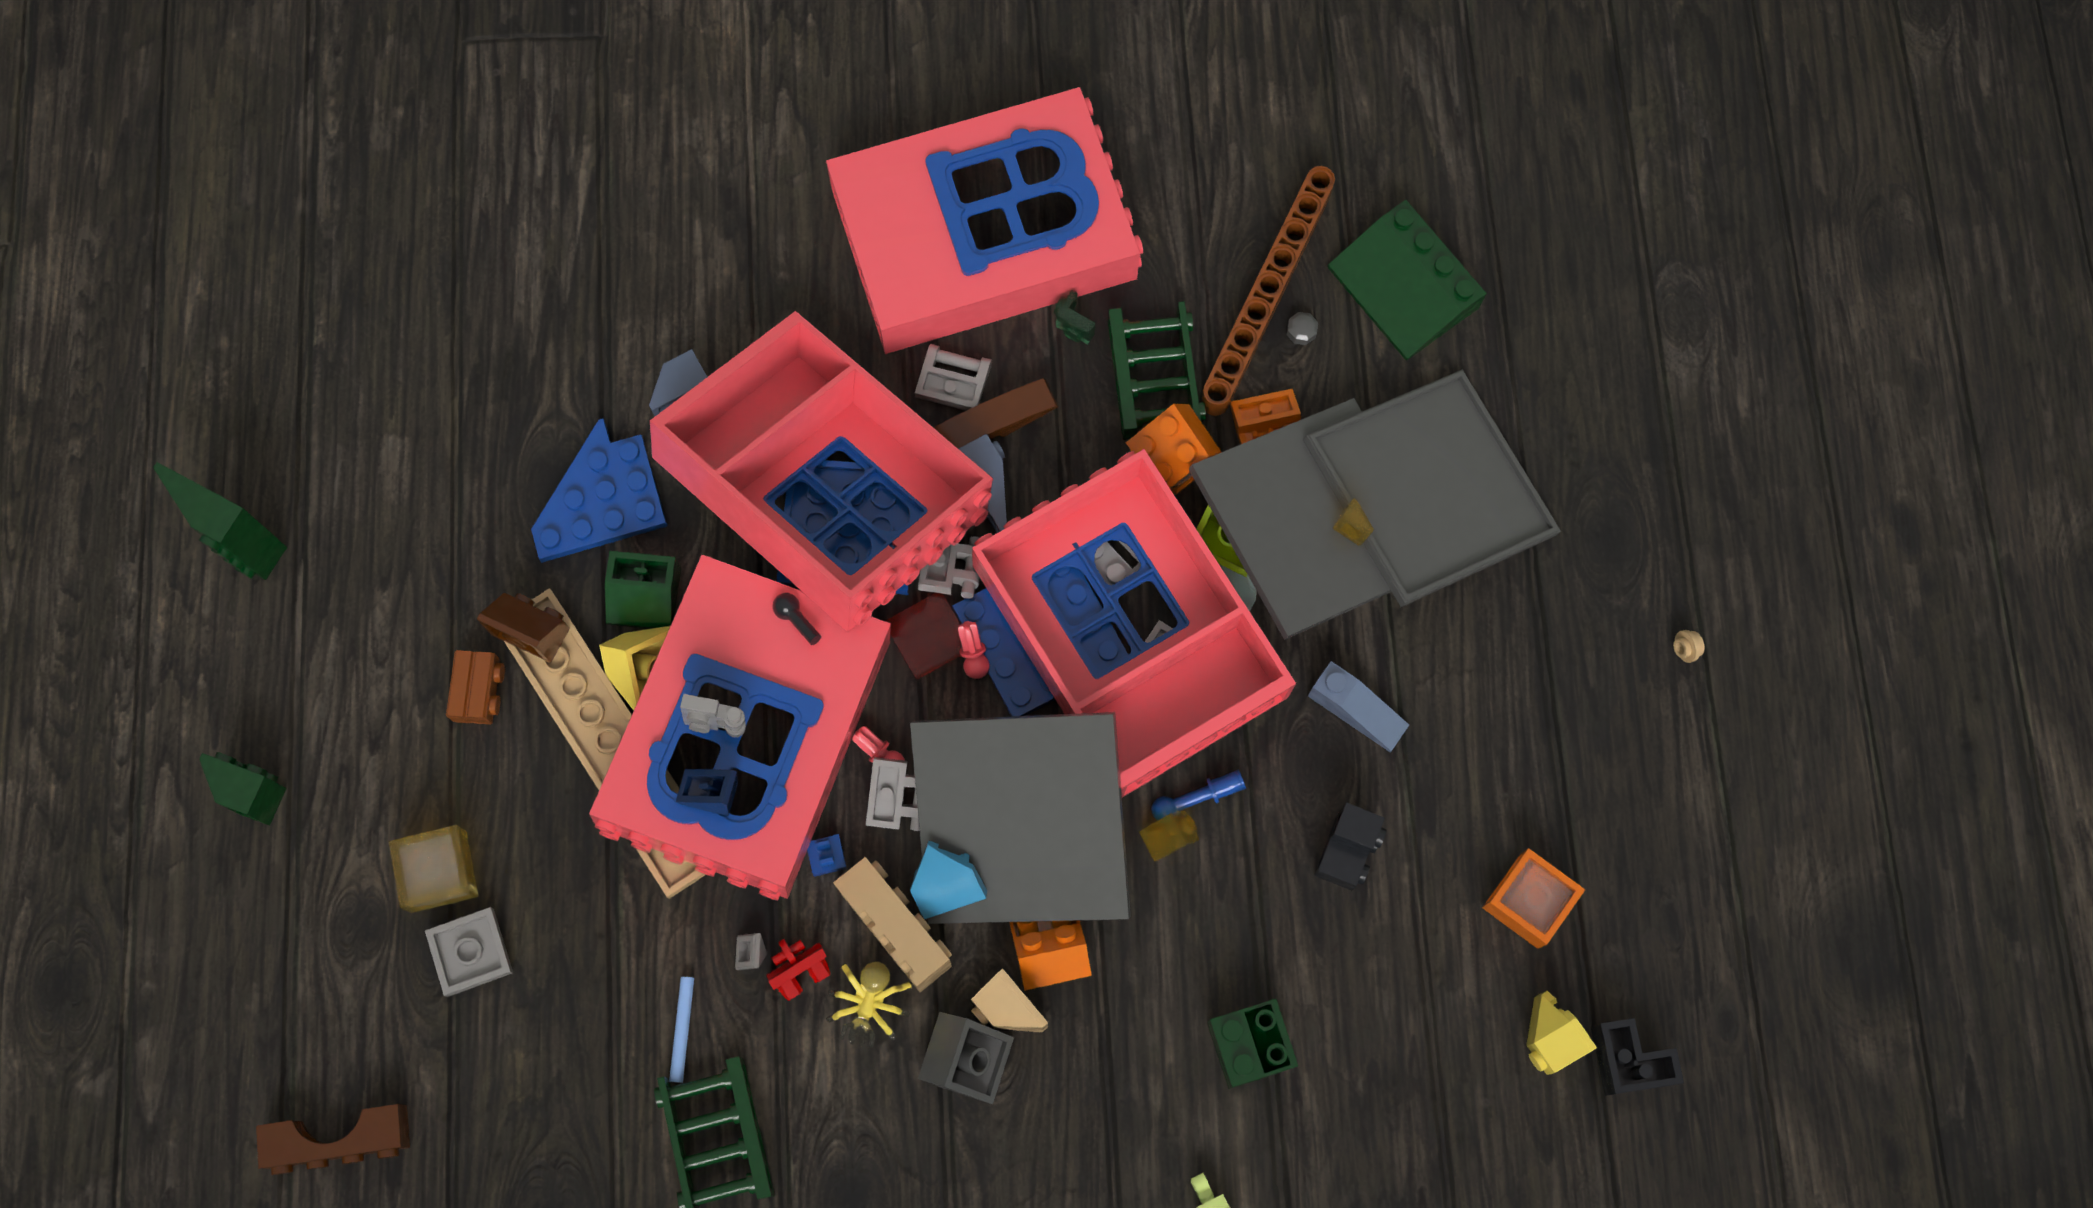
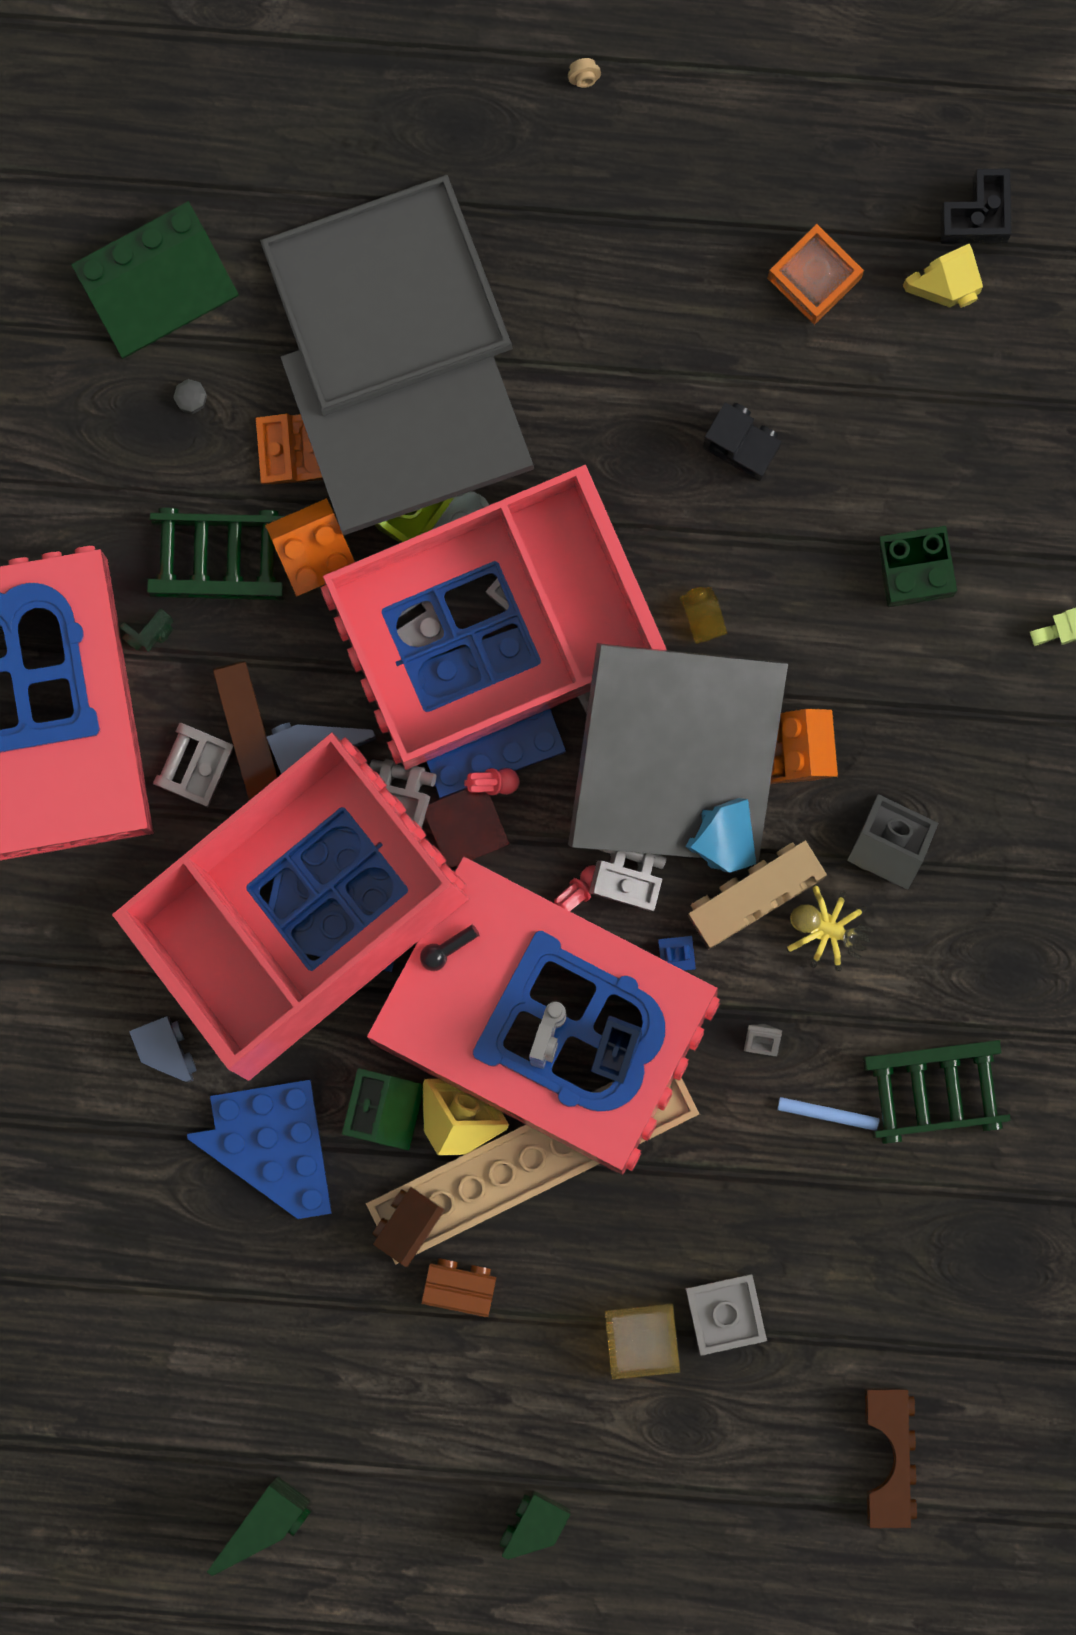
camera: 80 degrees left, 10 degrees up
(785, 975) = (781, 996): red hips -> none
(1006, 1006) = (851, 795): tan slope -> none
(1216, 789) = (674, 614): blue pin -> none
(1275, 277) = (132, 412): dark orange beam -> none
(1354, 523) = (422, 380): clear yellow slope -> none
(1358, 706) = (600, 409): sand blue slope -> none

